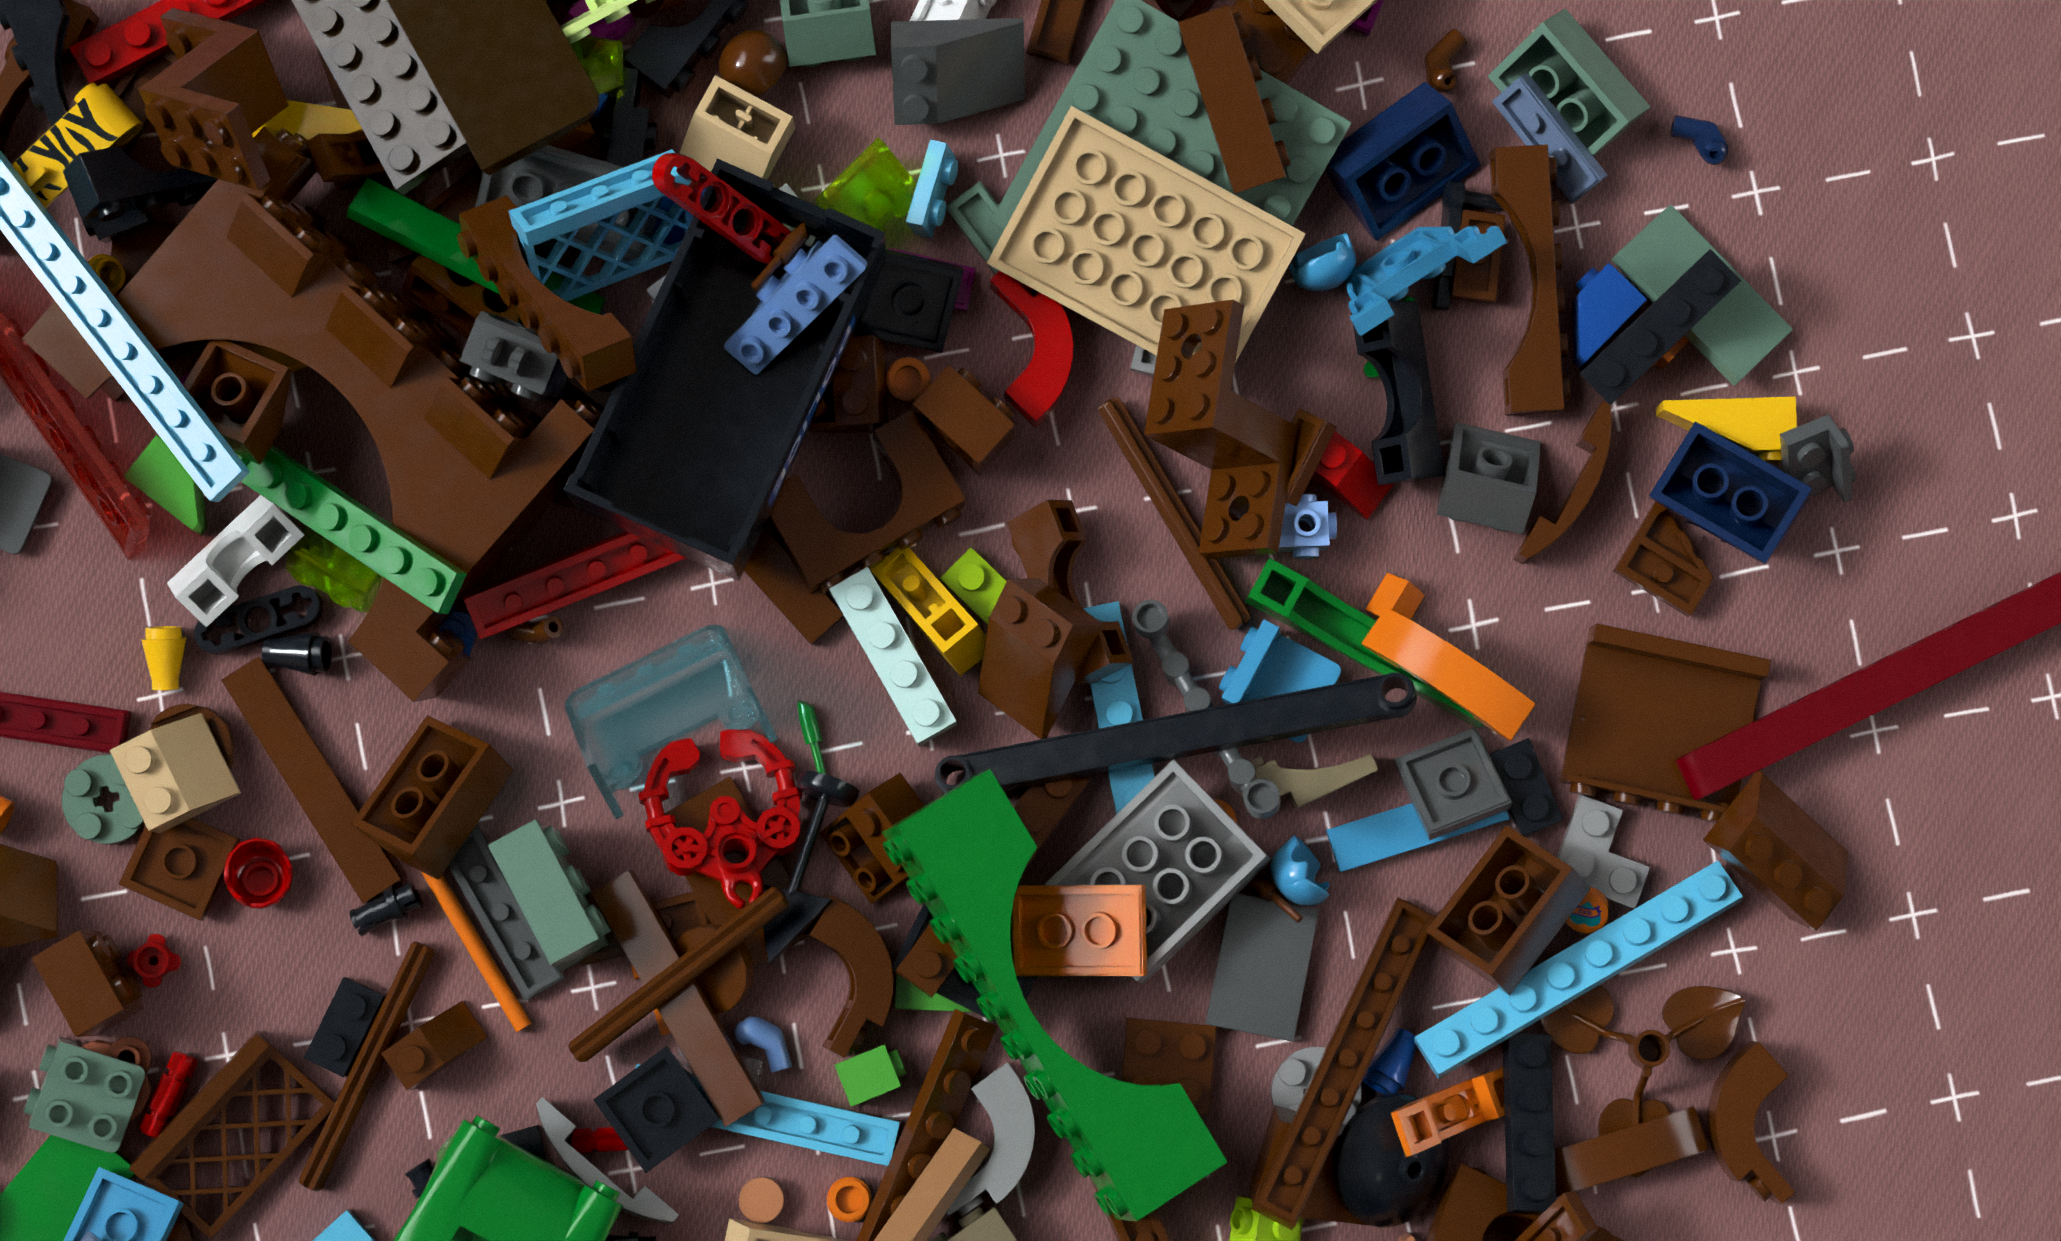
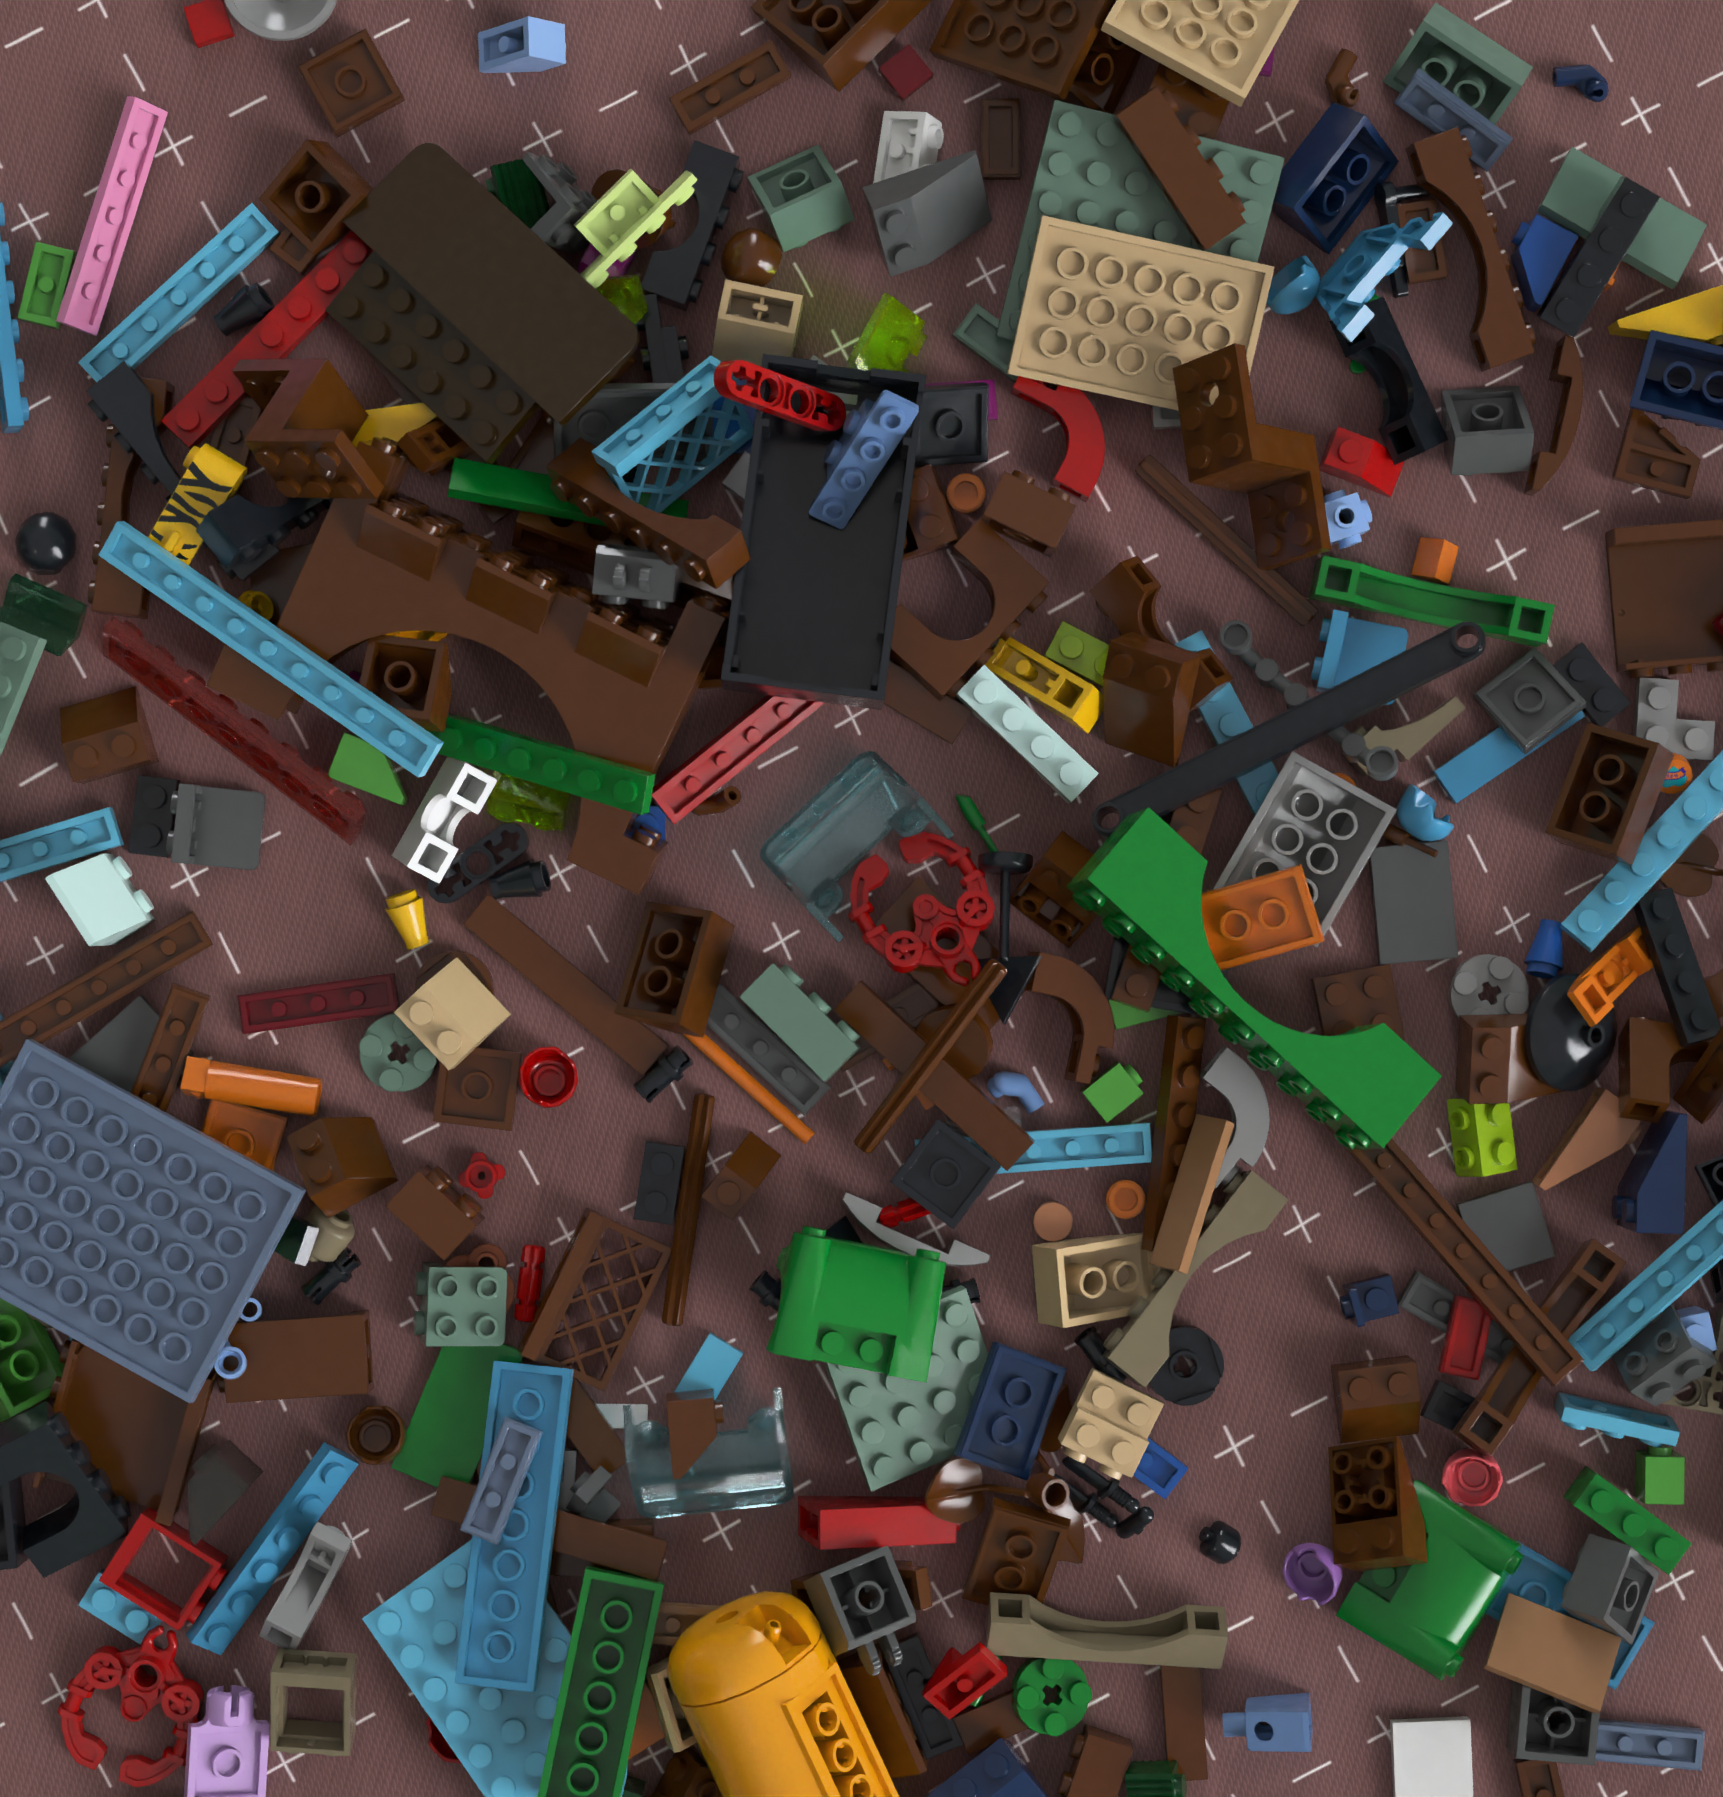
camera: 10 degrees left, 5 degrees up
(783, 253) = (840, 418): reddish brown piece -> none
(928, 202) = (938, 307): medium azure plate -> none
(1310, 443) = (1330, 448): reddish brown tile -> none
(1343, 1065) = (1511, 964): reddish brown tile -> none
(1449, 672) = (1503, 607): orange slope -> none

